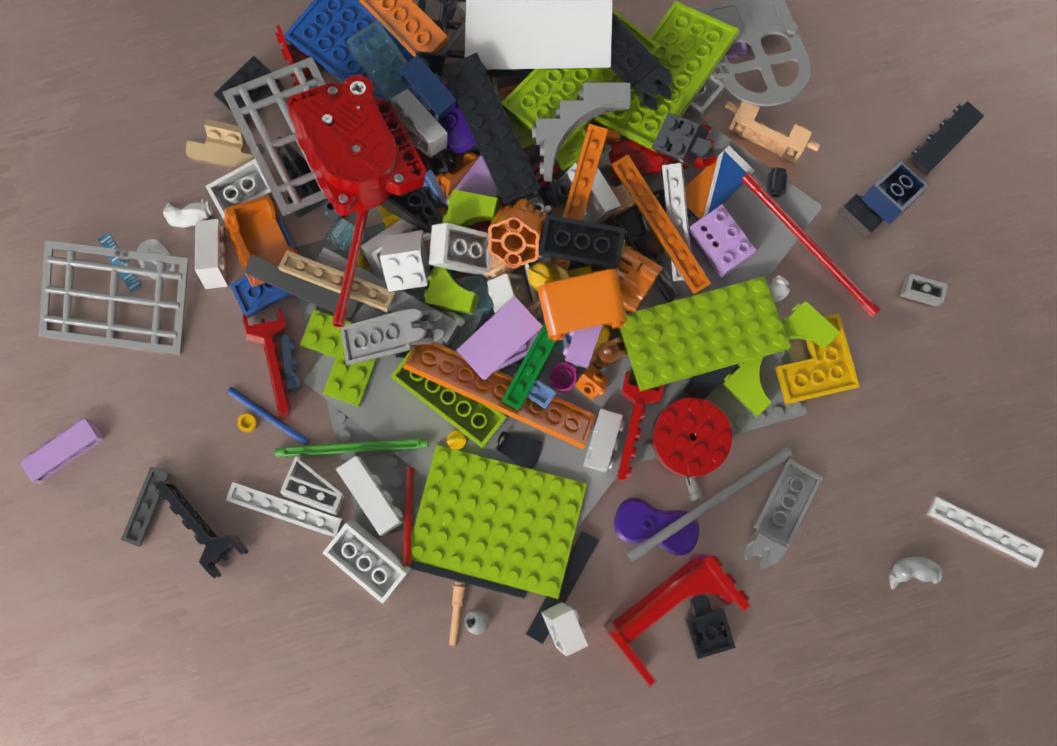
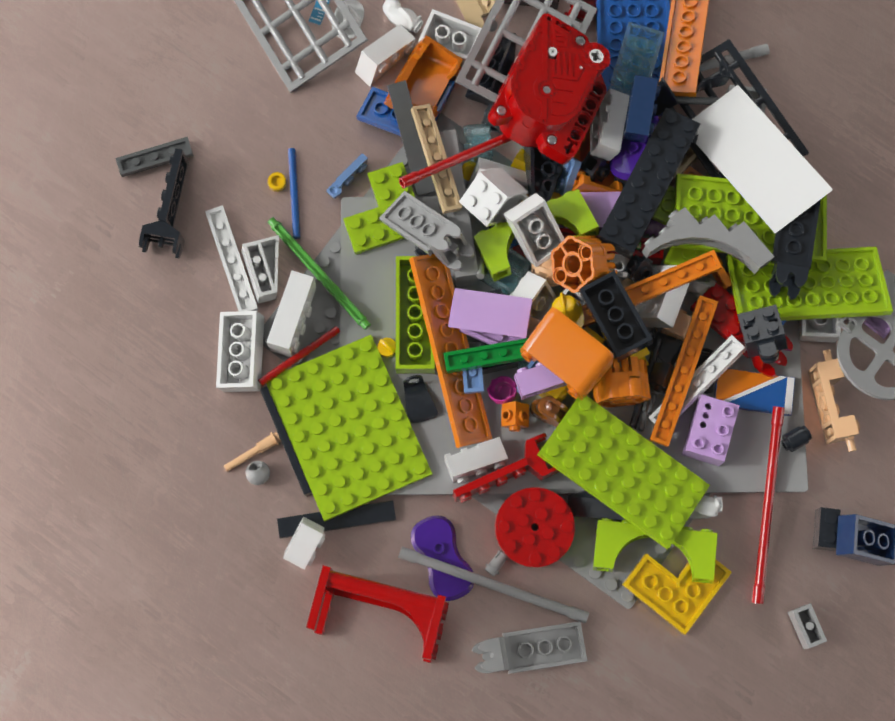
camera: 45 degrees right, 5 degrees down
(61, 450) = (149, 63): lavender brick -> none
(265, 334) = (355, 142): red hinge -> none
(706, 628) = (392, 658): black brick -> none

